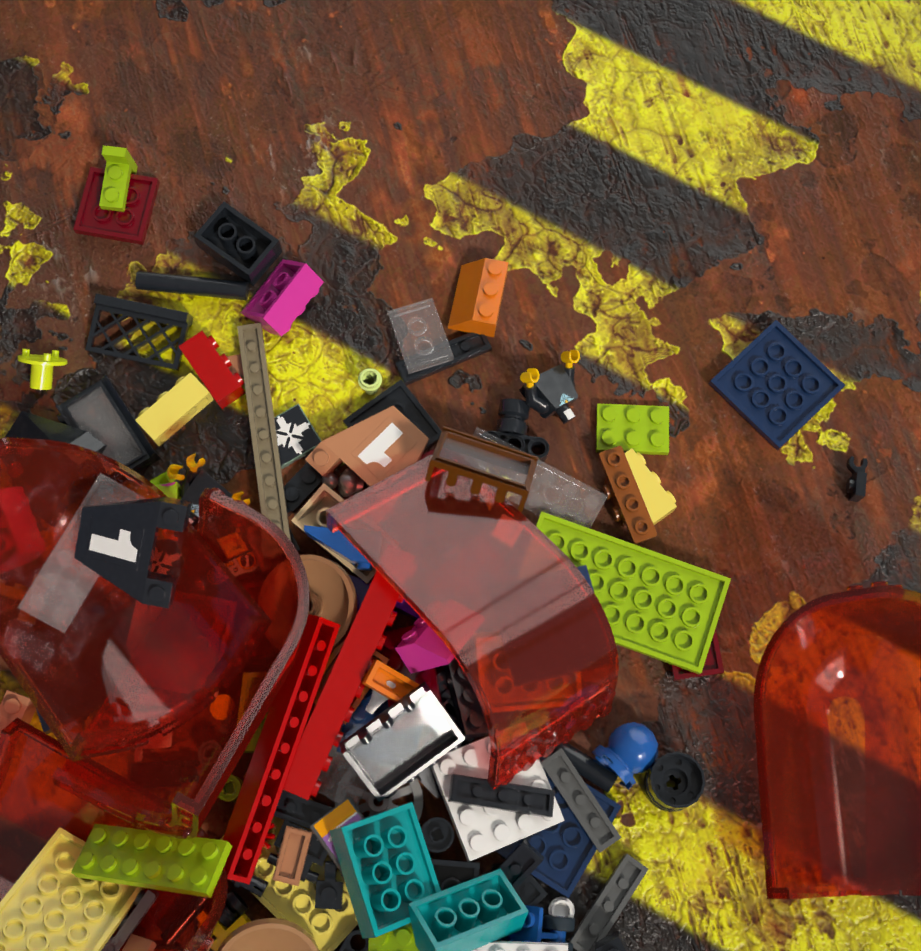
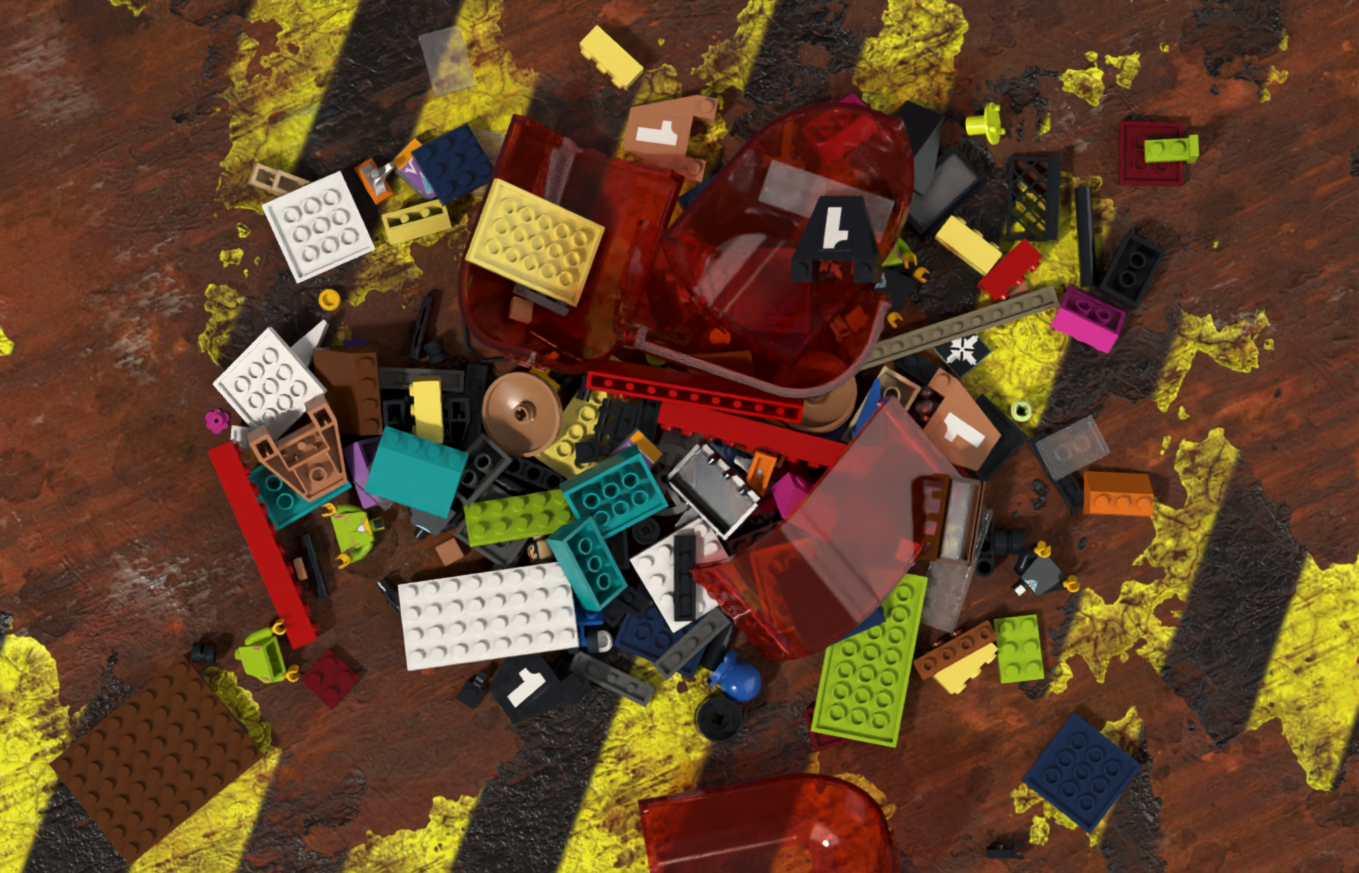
camera: 75 degrees right, 10 degrees up
(152, 860) = (592, 308): lime plate -> none
(292, 855) = (612, 417): nougat tile -> none

